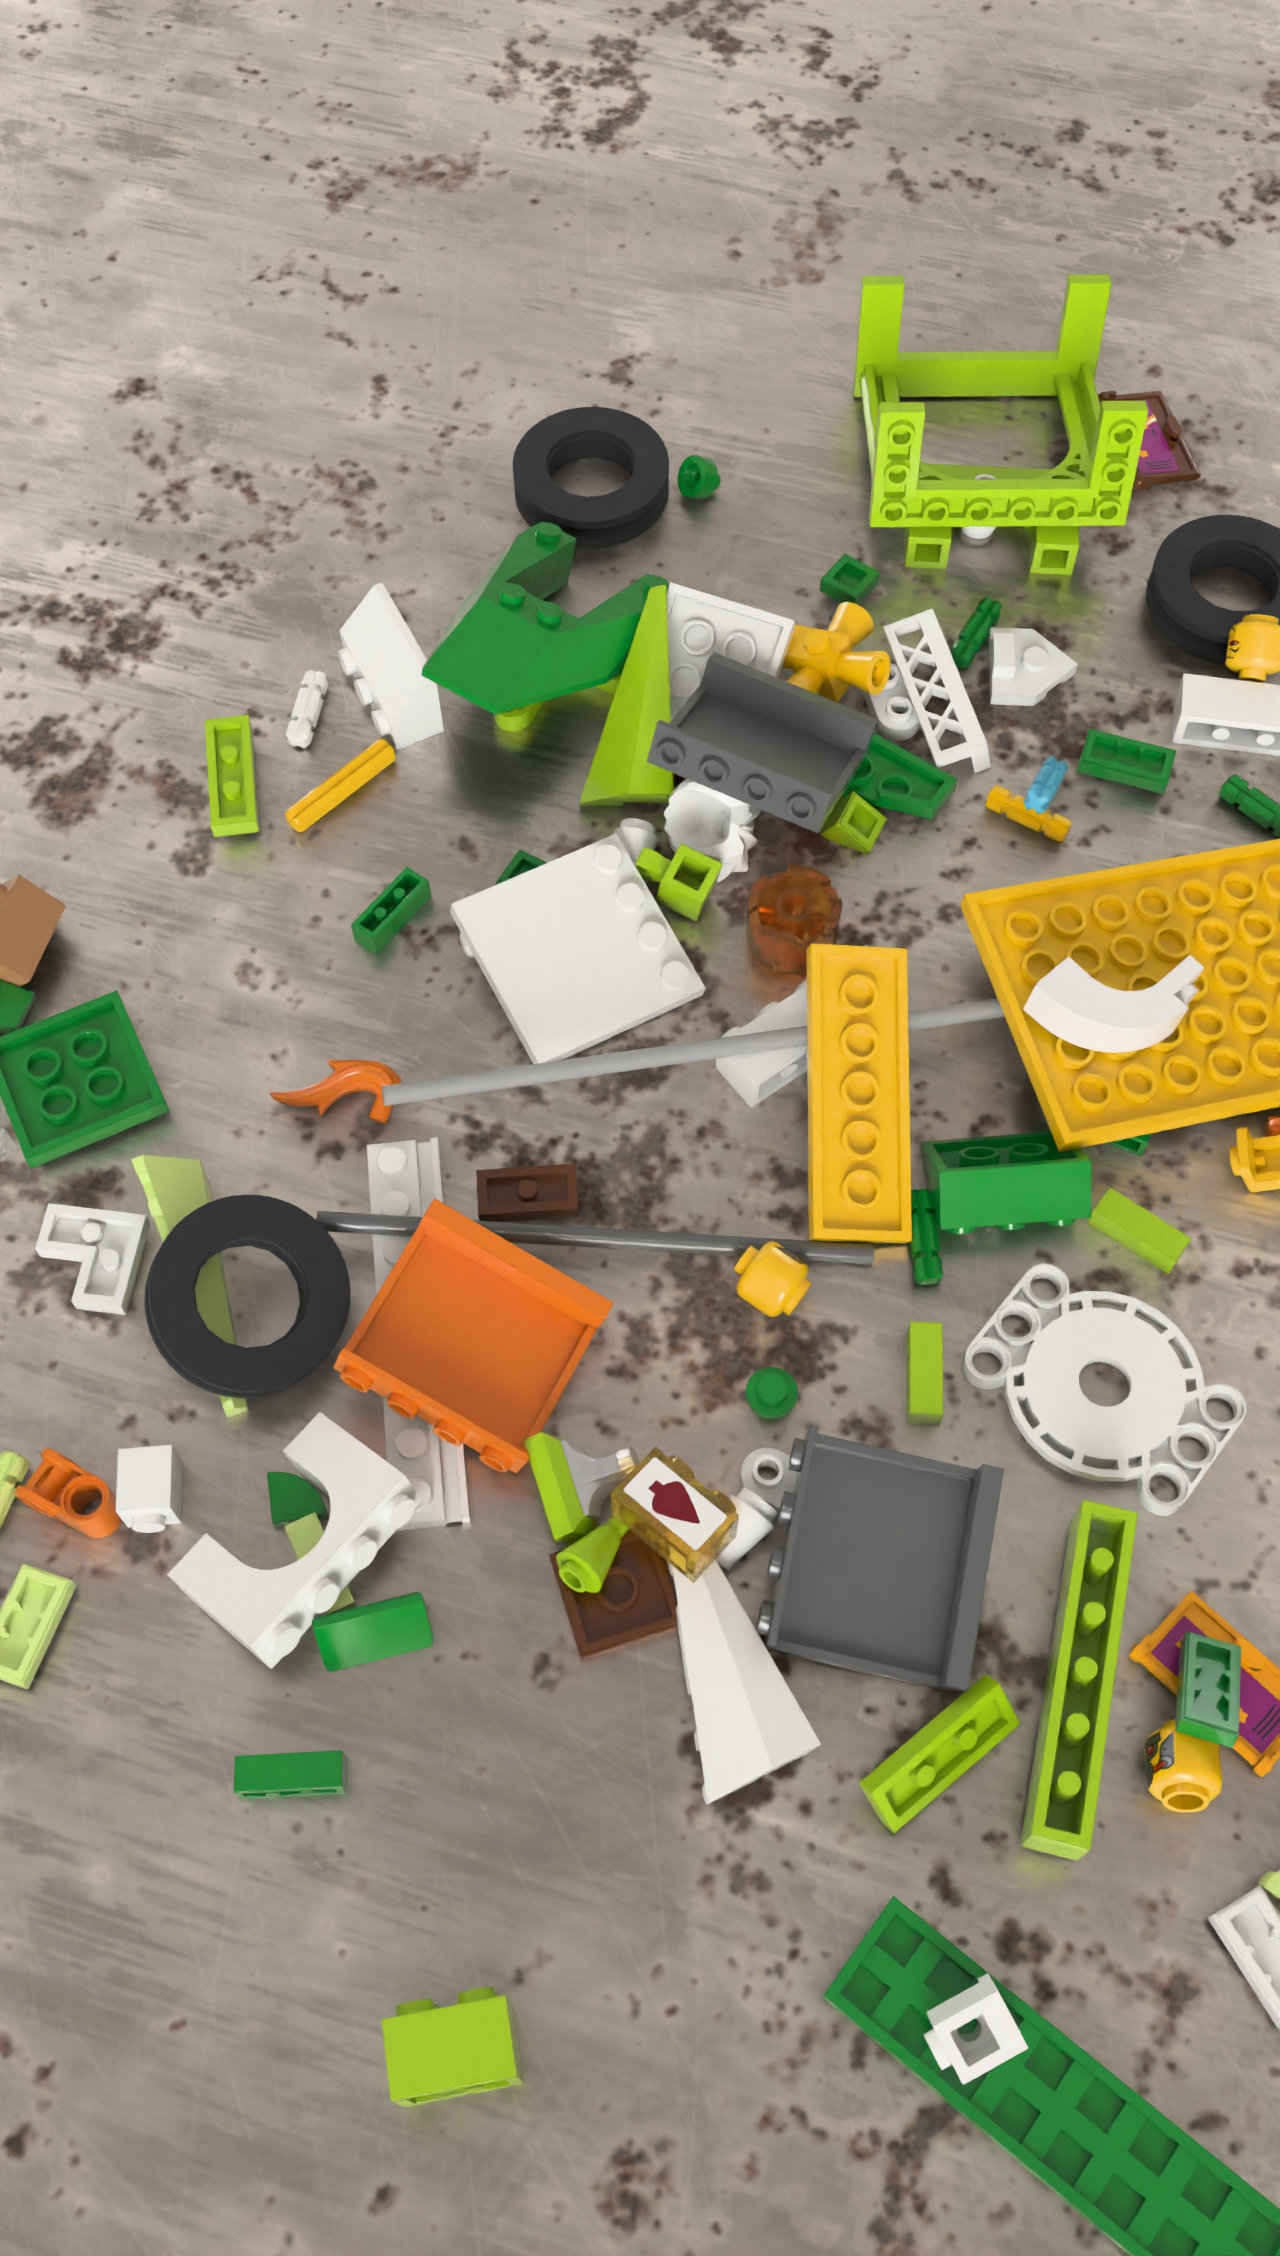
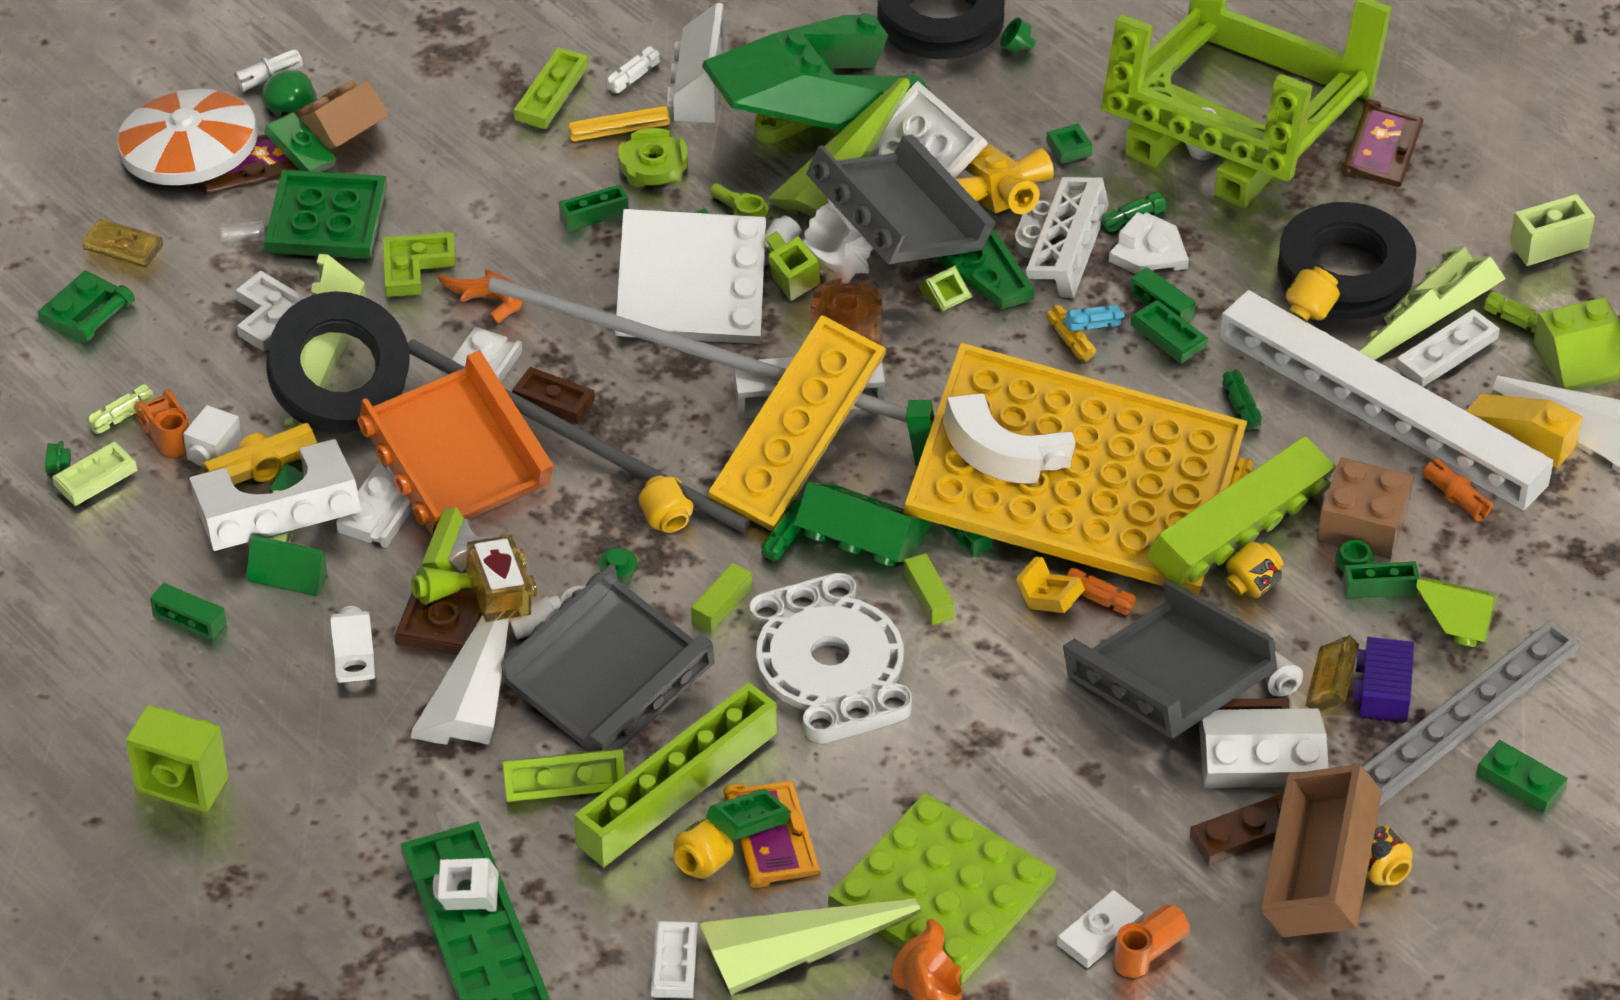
camera: 30 degrees right, 15 degrees down
(217, 1088) = (409, 254): none -> lime plate
(230, 1478) = (263, 456): none -> yellow piece
(418, 832) = (642, 170): none -> lime plate
(542, 1705) = (352, 644): none -> white bracket
(570, 826) = (743, 204): none -> lime plate
(994, 1028) = (919, 422): none -> green piece
(1074, 718) = (1149, 286): none -> green piece

